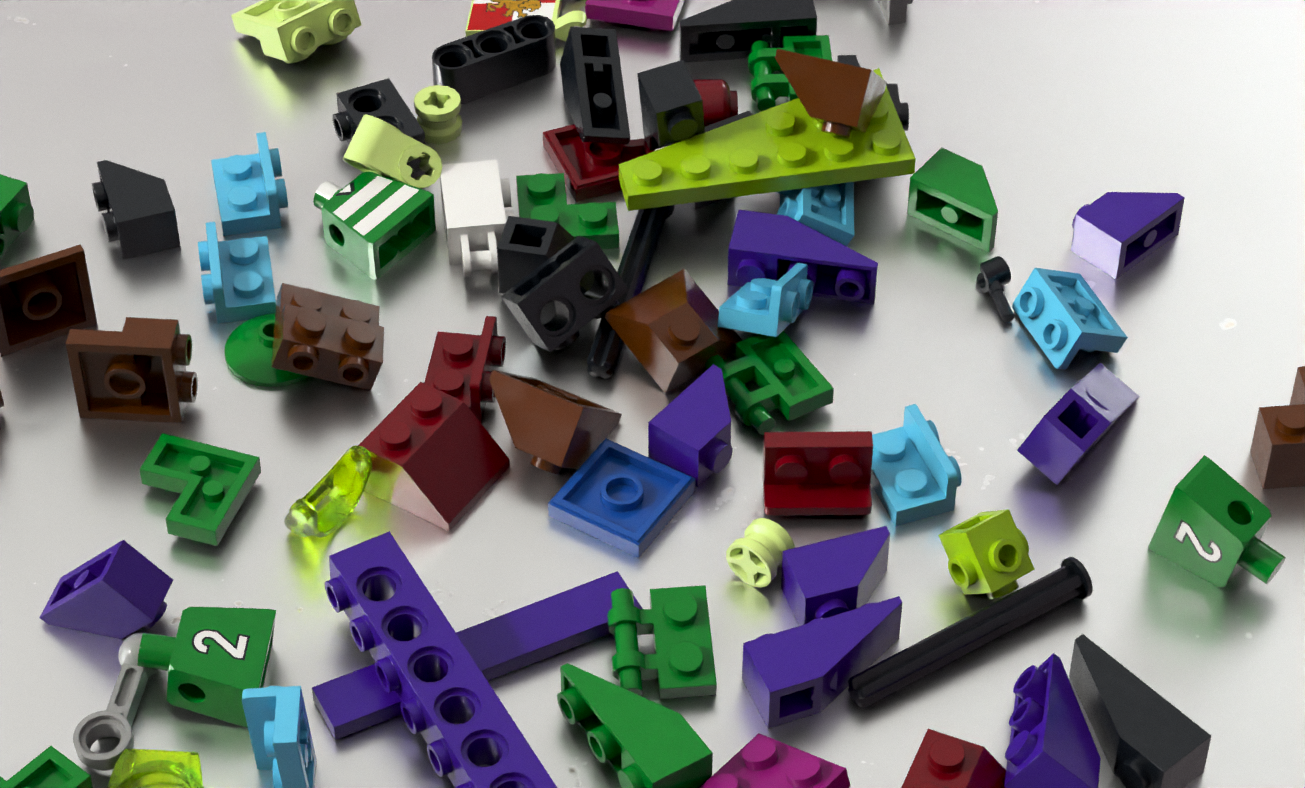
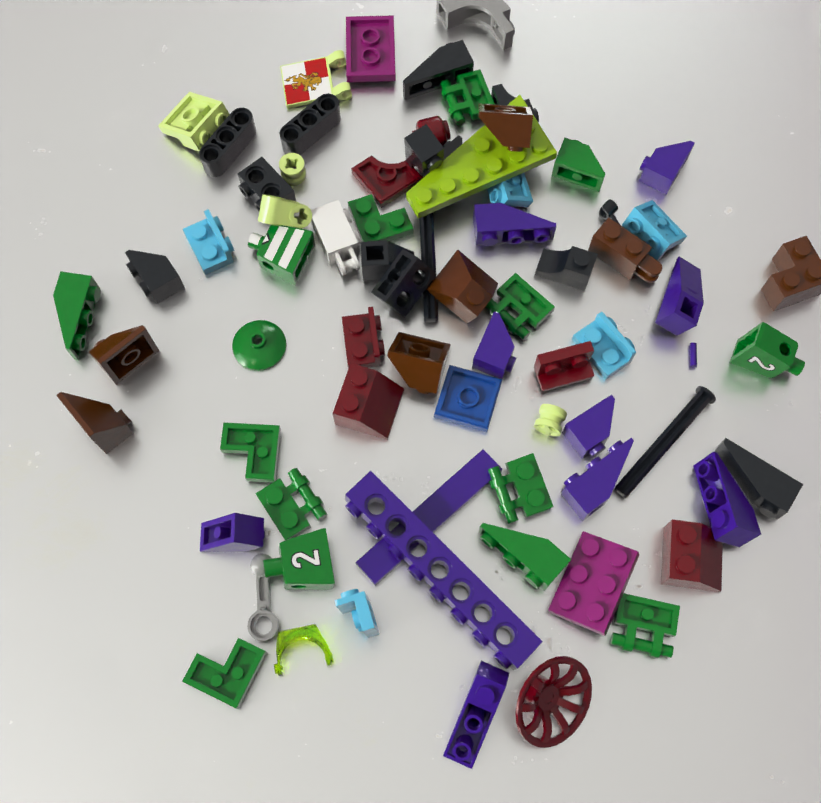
camera: 15 degrees left, 25 degrees up
(133, 371) = (202, 390): reddish brown plate -> none
(214, 574) = (283, 509): none -> green plate
(239, 276) = (225, 302): medium azure bracket -> none
(327, 337) = (287, 336): reddish brown plate -> none
(340, 57) = (236, 130): none -> black beam
(343, 484) = (329, 428): clear neon green helmet -> none
(595, 85) = (372, 136): black slope -> none
(768, 304) = (506, 262): medium azure bracket -> none
(886, 342) = (567, 267): none -> black arch
(987, 554) = (662, 395): lime brick -> none
(994, 334) = (624, 252): none -> reddish brown brick
(1078, 520) = (693, 355): none -> dark purple piece

